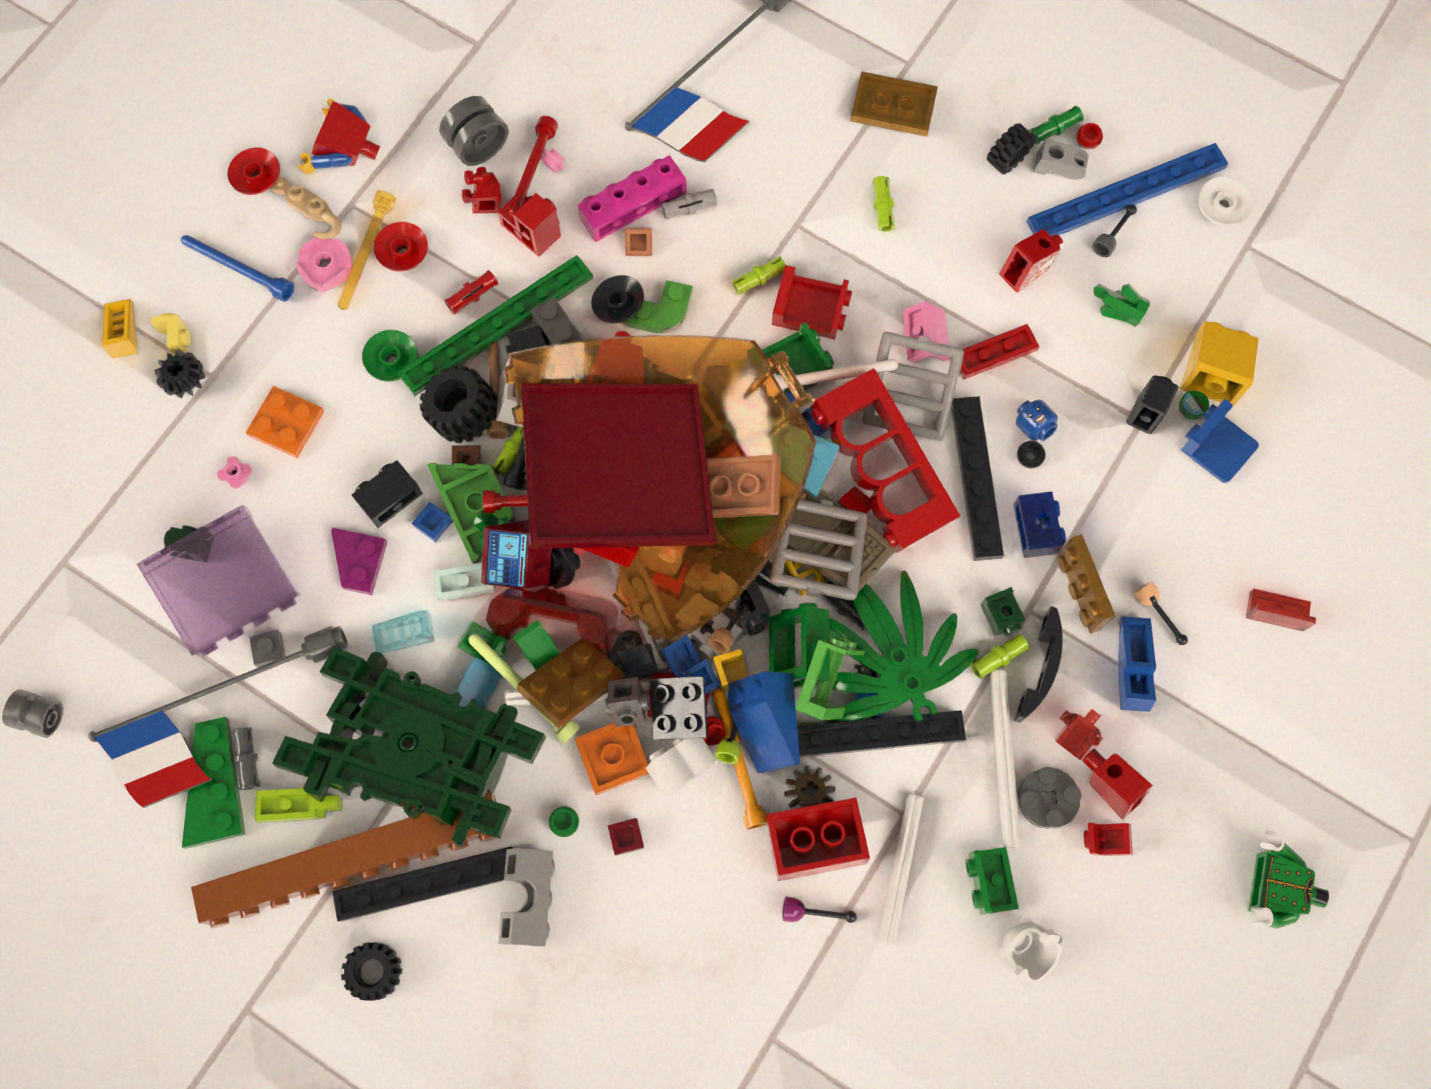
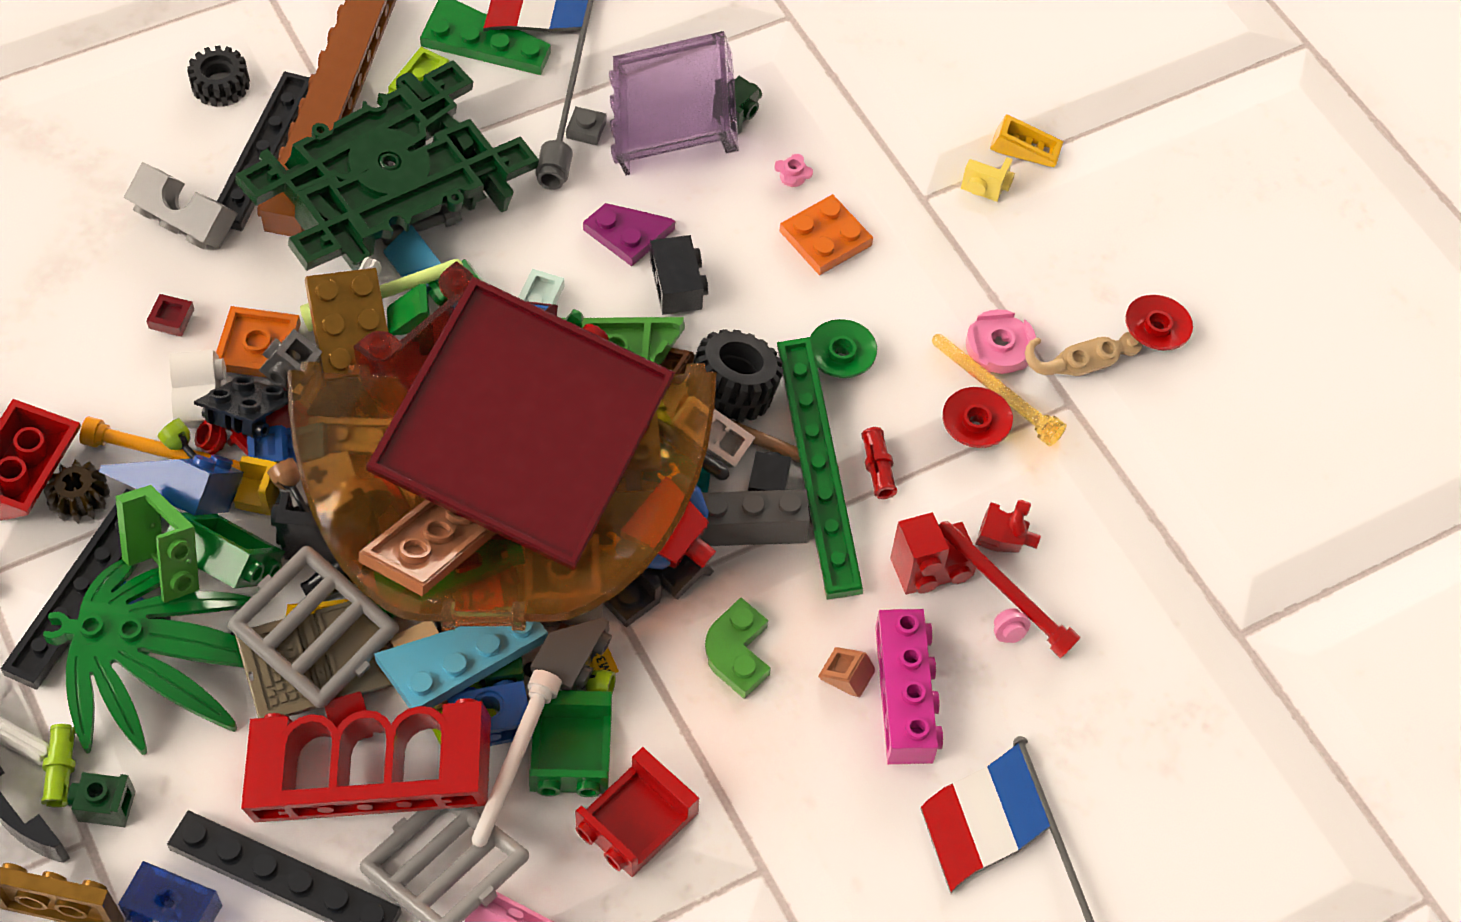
camera: 115 degrees right, 15 degrees down
(179, 374) = (935, 166): black gear -> none
(245, 758) = (488, 66): dark grey pin -> none
(279, 287) = (992, 289): blue piece -> none
(340, 139) = (1160, 419): red torso -> none
(409, 619) = (514, 252): clear light blue slope -> none
(432, 522) = (623, 304): blue tile -> none
(473, 130) = (1090, 547): dark grey wheel -> none
(564, 821) = (228, 274): green plate -> none
(614, 291) = (774, 598): black dish -> none
(706, 199) = (863, 751): light grey pin -> none
(758, 275) = (712, 776): lime pin -> none

